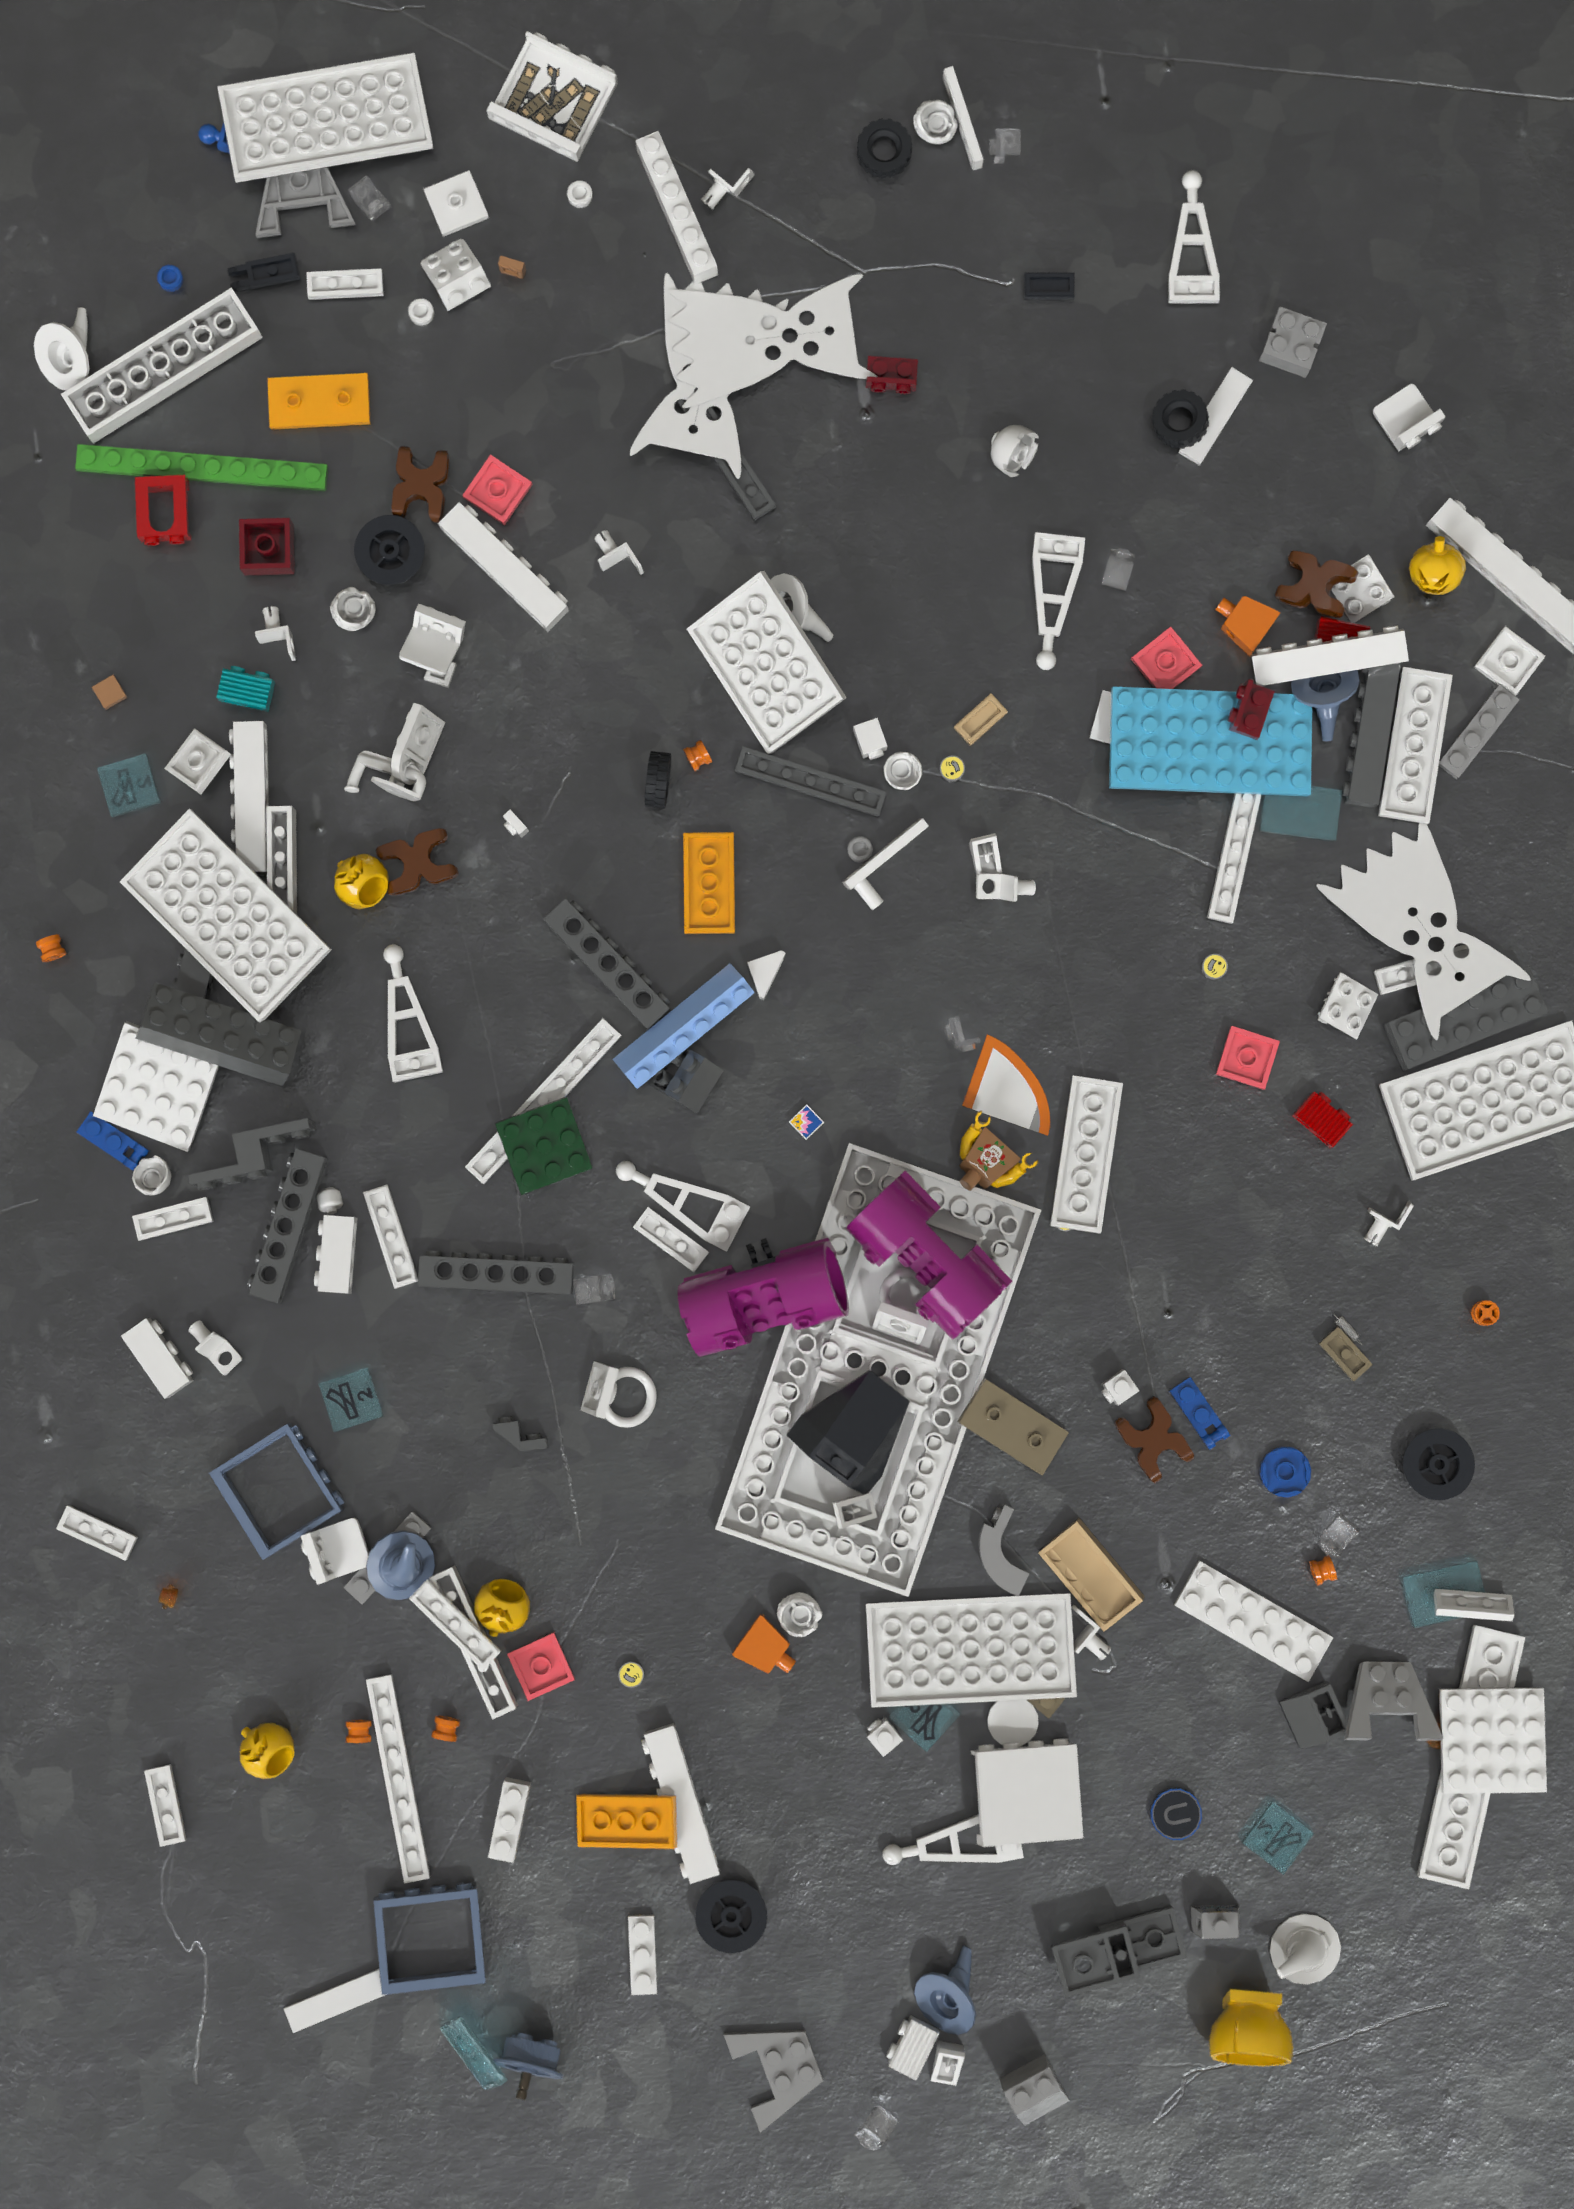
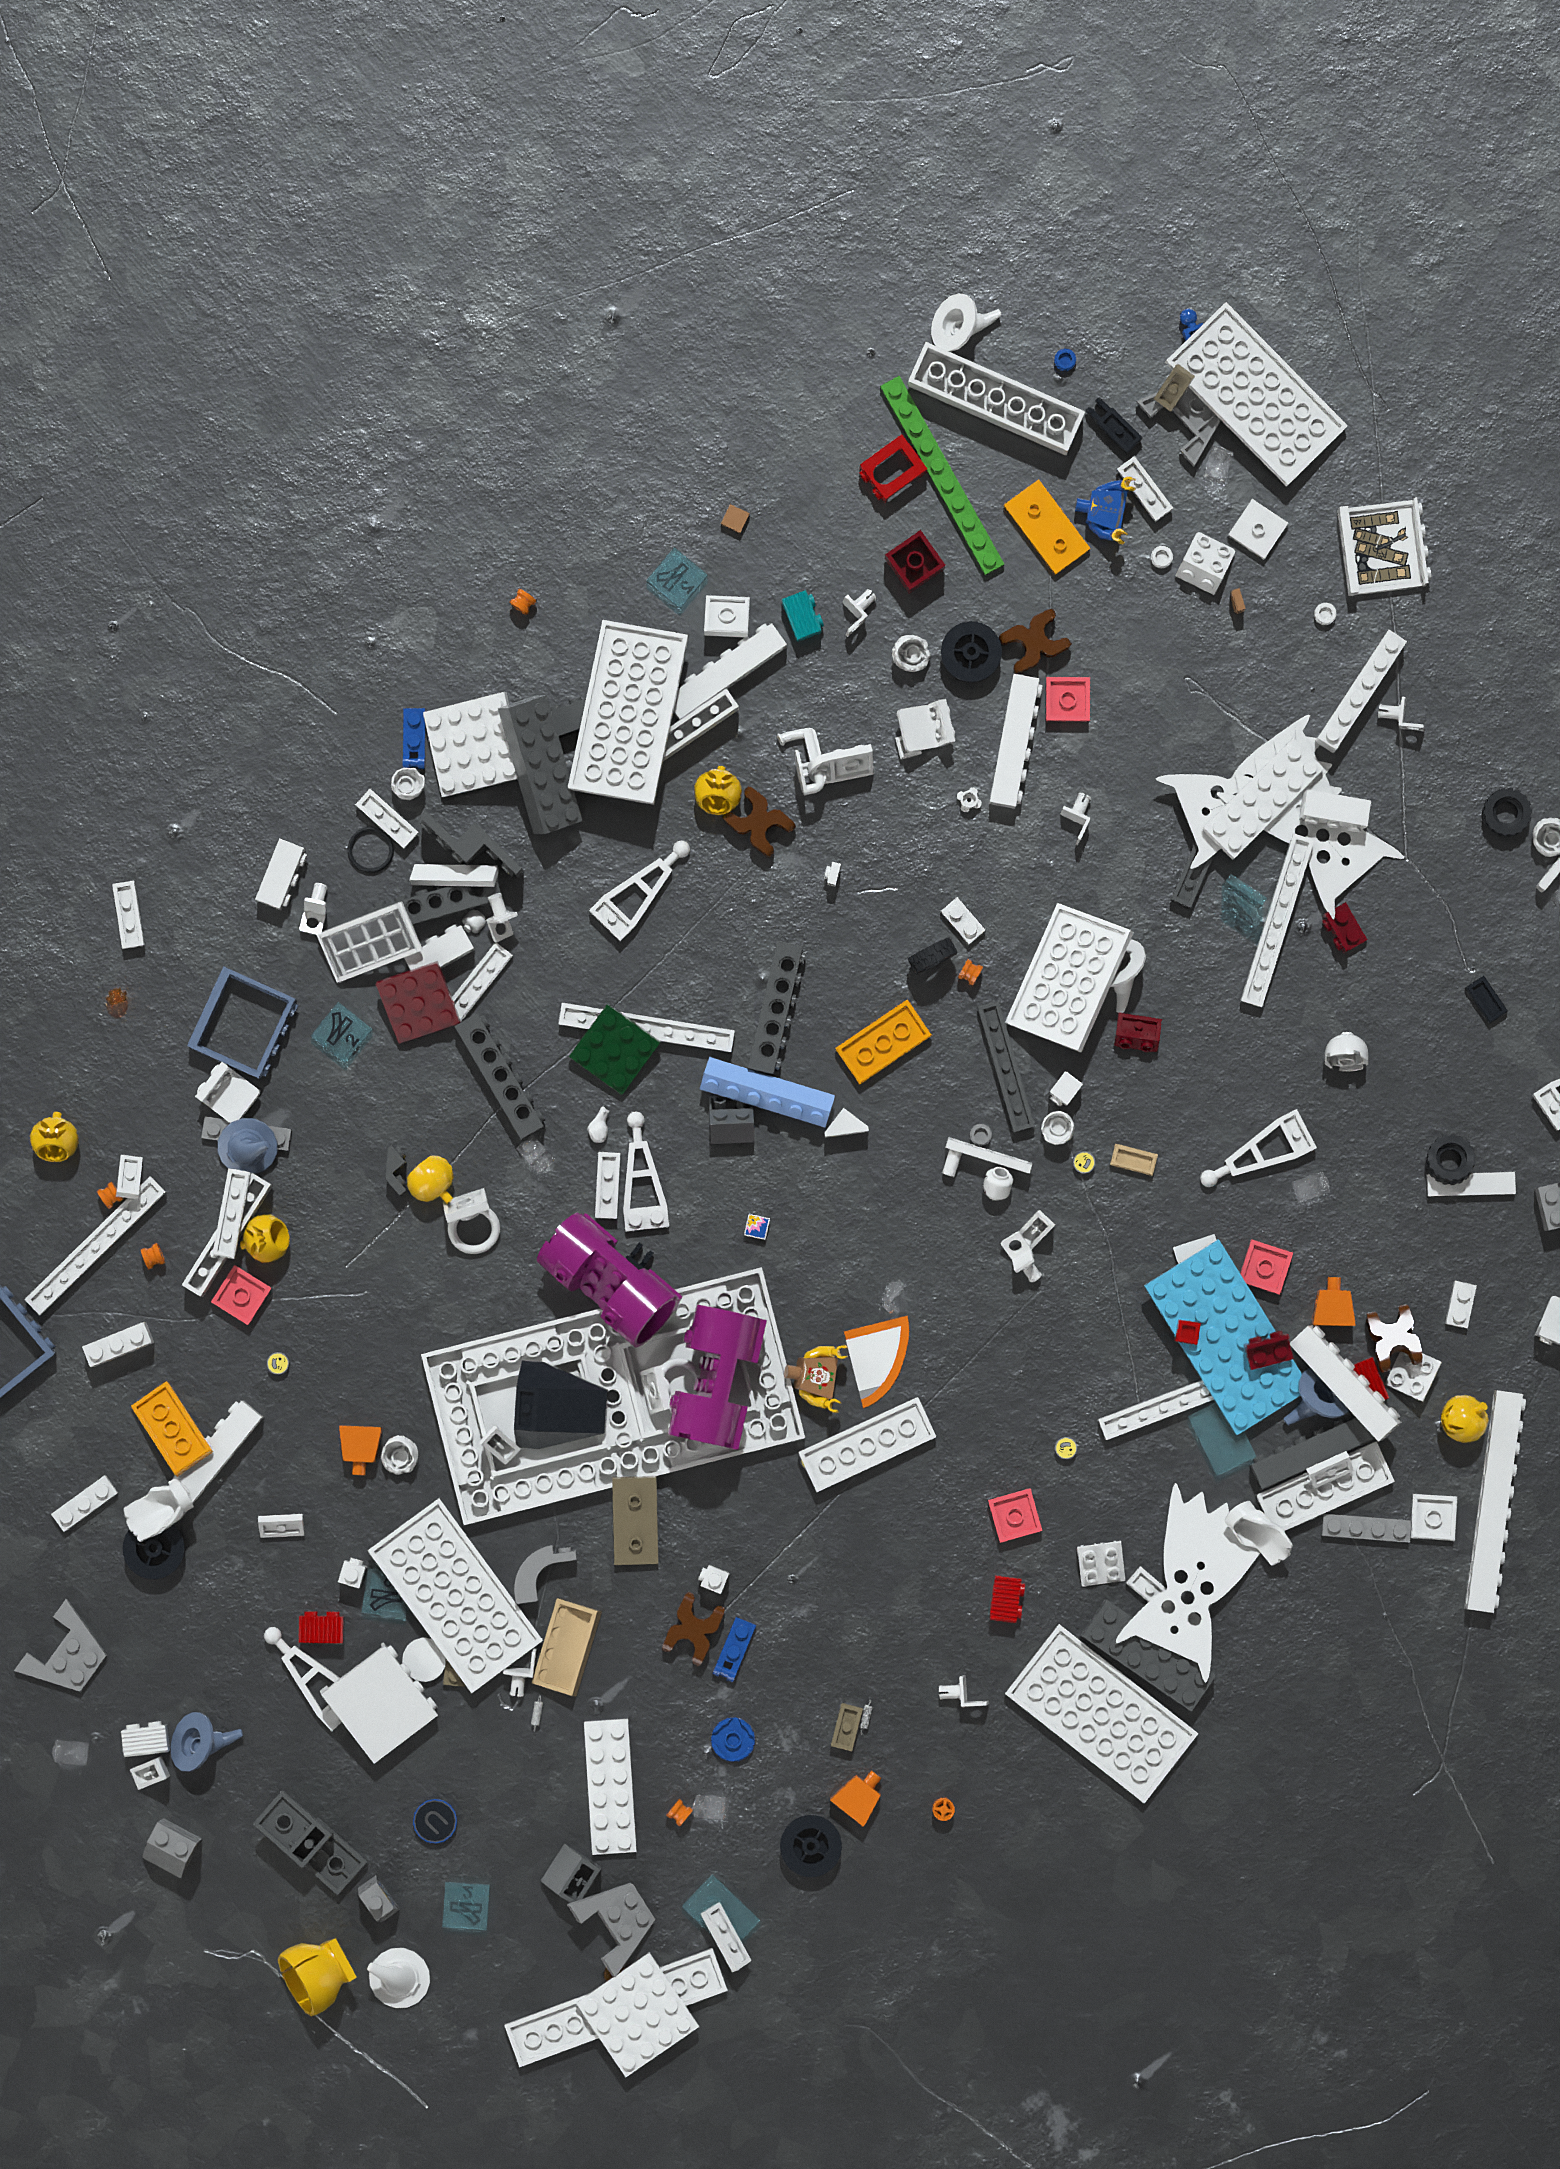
camera: 55 degrees right, 0 degrees up
(192, 1278) = (390, 855): none -> black tyre
(266, 187) = (1174, 387): none -> dark tan plate
(271, 1189) = (454, 875): none -> white tile
(280, 1314) = (369, 941): none -> clear piece
(339, 331) = (1106, 509): none -> blue torso
(341, 1170) = (500, 915): none -> white bracket
(353, 1701) = (129, 1176): none -> white plate
(371, 1306) = (418, 1002): none -> dark red plate
(527, 641) = (963, 796): none -> white plate
(552, 1407) = (431, 1180): none -> yellow piece
(609, 1212) = (598, 1128): none -> white animal
(643, 730) = (962, 920): none -> white plate
(697, 1888) = (158, 1510): none -> white hair
(717, 367) = (1262, 798): none -> white plate
(774, 306) = (1335, 810): none -> white brick
(791, 1775) = (281, 1525): none -> white plate
(794, 442) = (1244, 891): none -> clear light blue tile
(842, 430) = (1277, 920): none -> white plate
(861, 634) = (1137, 1032): none -> dark red bracket
(917, 1802) = (321, 1628): none -> red brick
(918, 863) = (997, 1183): none -> white head
(1136, 1645) = (537, 1713): none -> white piece
(1182, 774) = (1187, 1332): none -> red tile
(1323, 501) = (1460, 1304): none -> white plate
(1402, 727) = (1330, 1469): none -> white plate
(1417, 834) = (1257, 1531): none -> white hair
(1420, 1387) = (858, 1797): none -> orange torso

